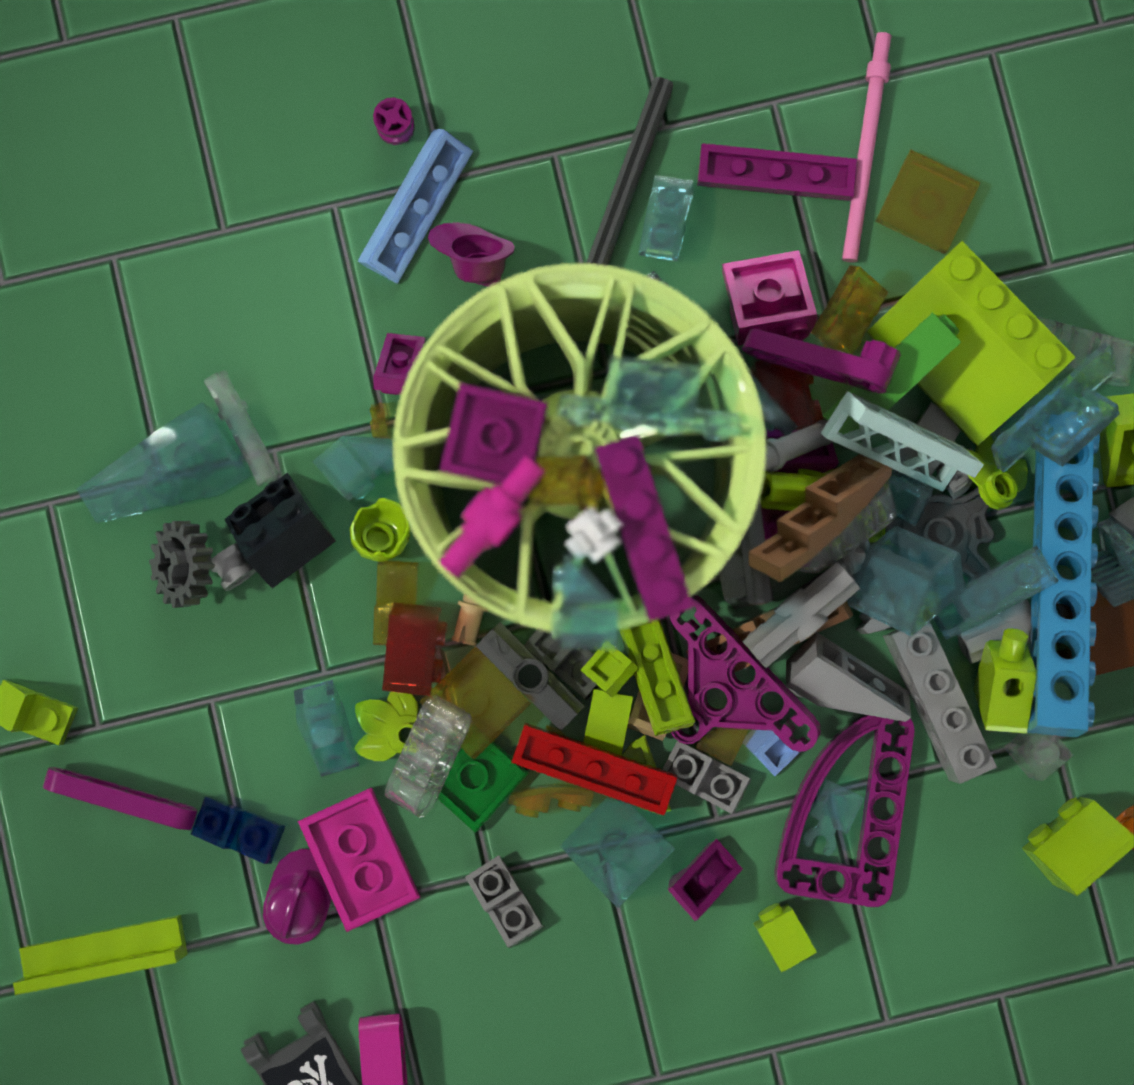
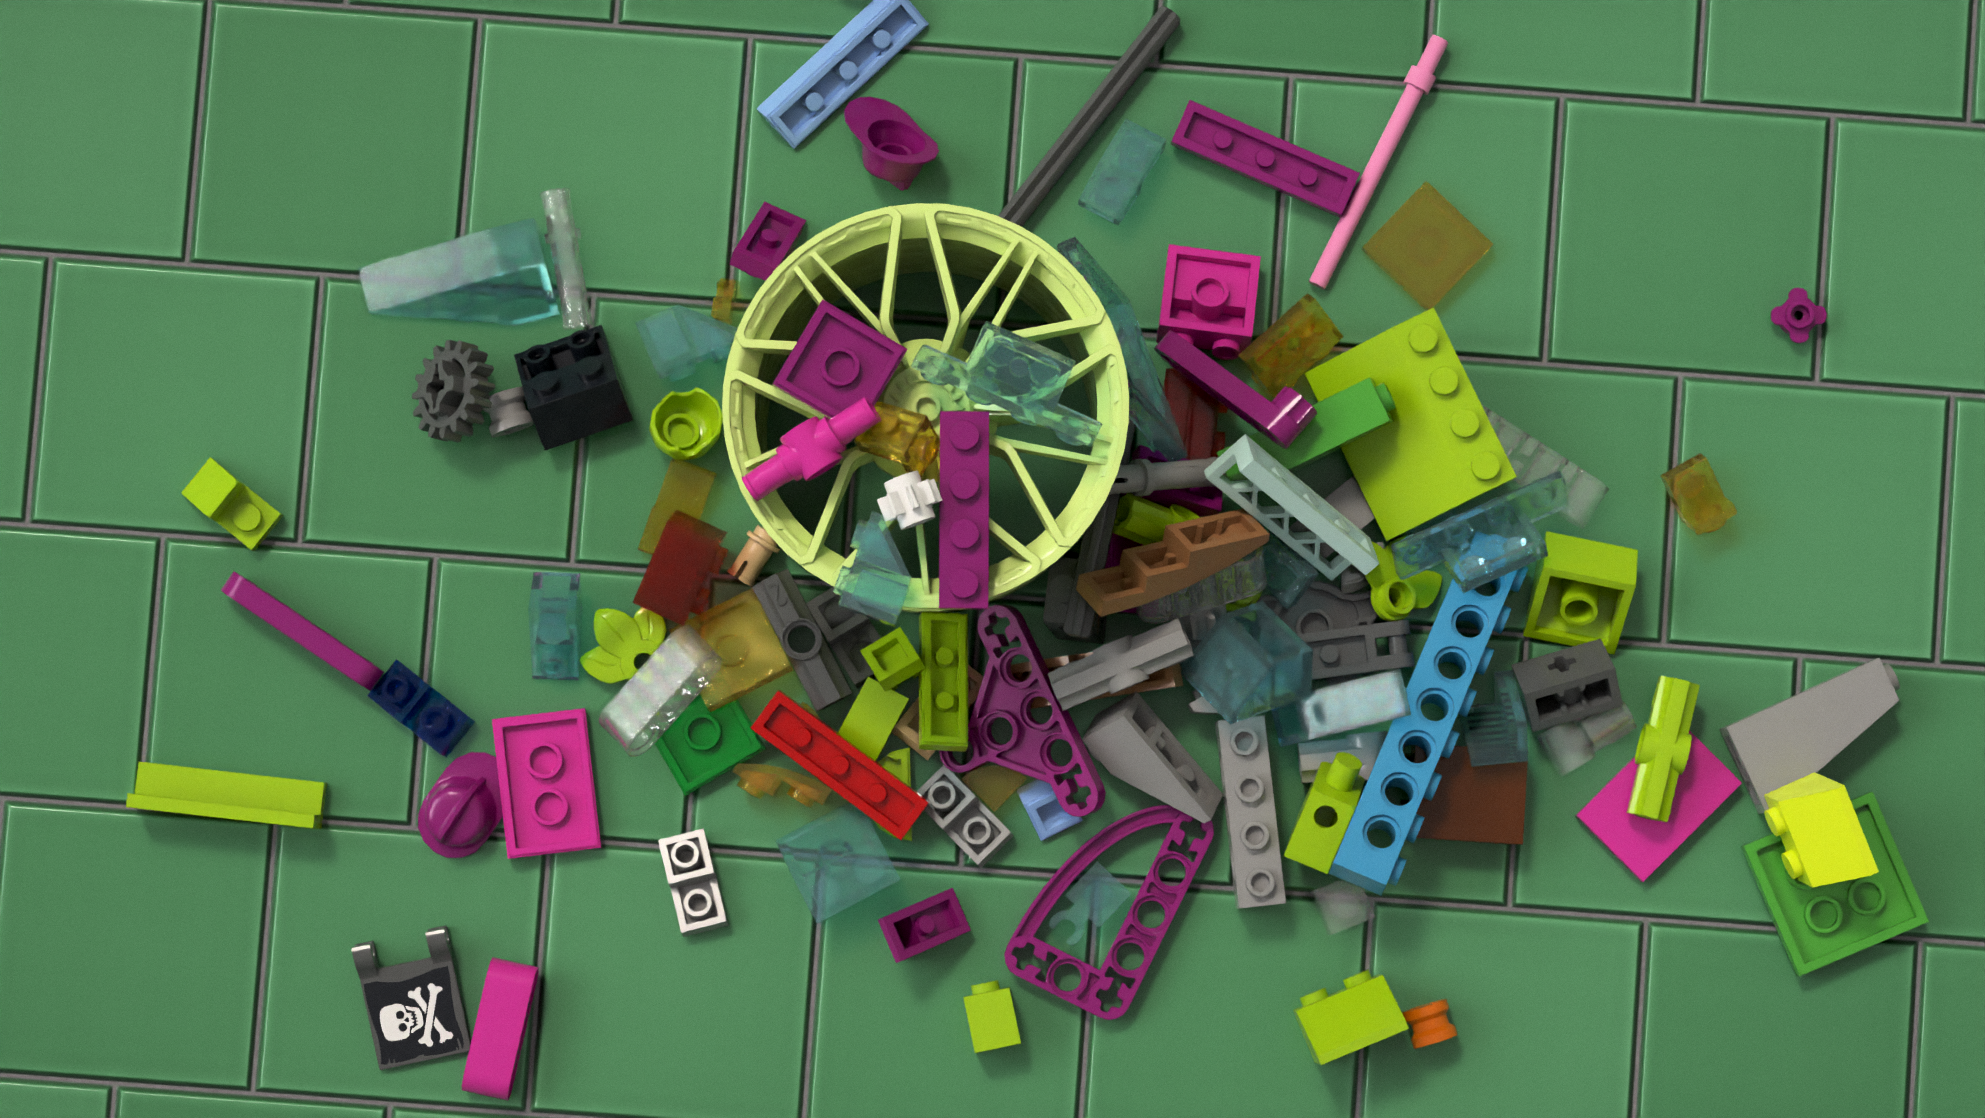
camera: 15 degrees right, 0 degrees up
(981, 540) = (1354, 649): none -> dark grey plate

